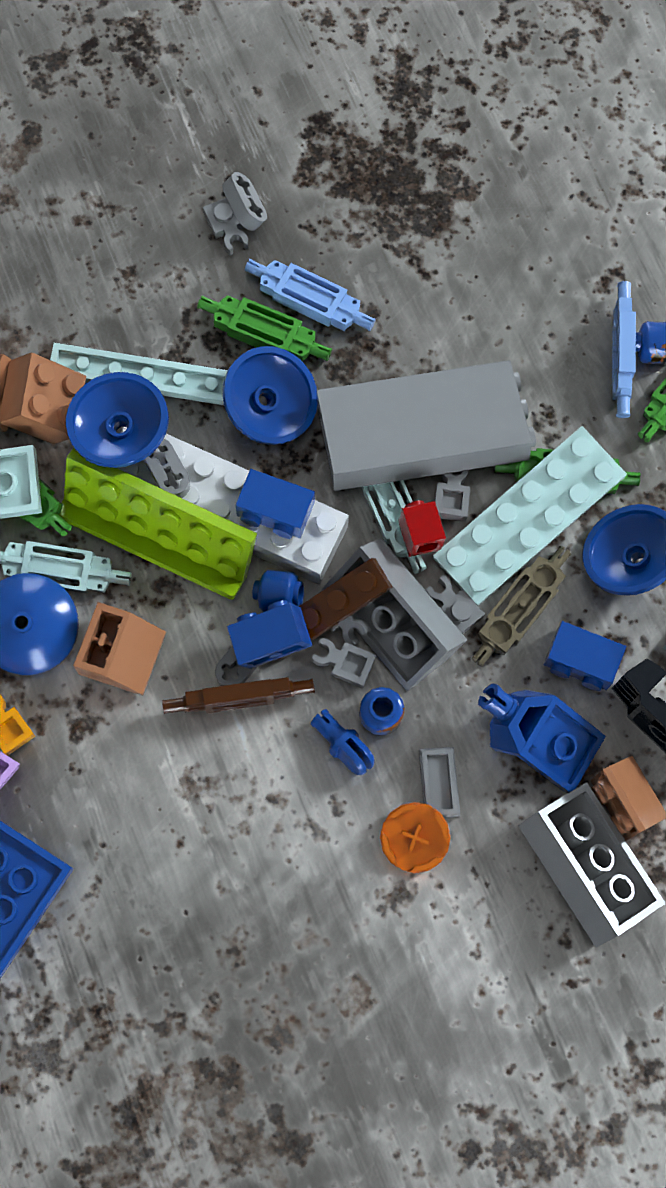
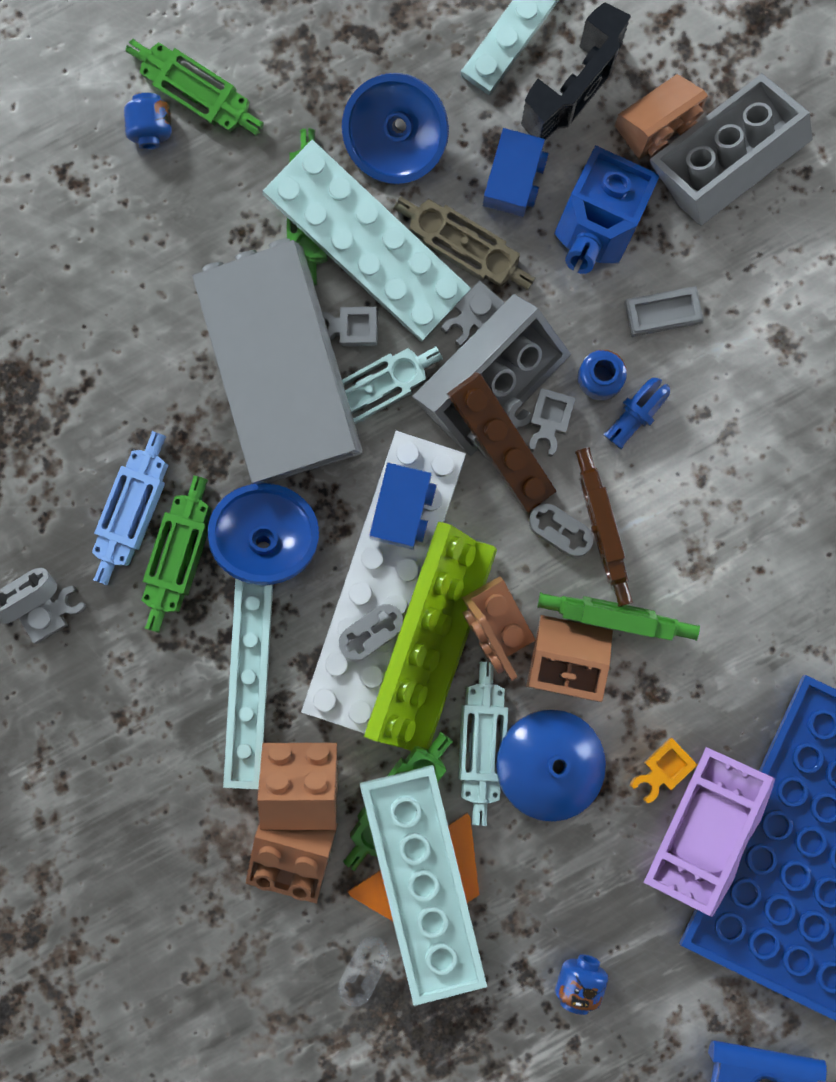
camera: 90 degrees left, 10 degrees up
(113, 403) = (301, 697): blue dish -> none
(148, 708) = (621, 618): none -> bright green piece
(158, 584) = (497, 624): none -> nougat bracket
(269, 634) = (541, 498): blue brick -> none
(276, 587) = (485, 498): blue head -> none
(415, 837) = (725, 328): orange tile -> none
(421, 528) = (399, 351): red brick -> none
(623, 349) = (160, 155): light blue piece -> none

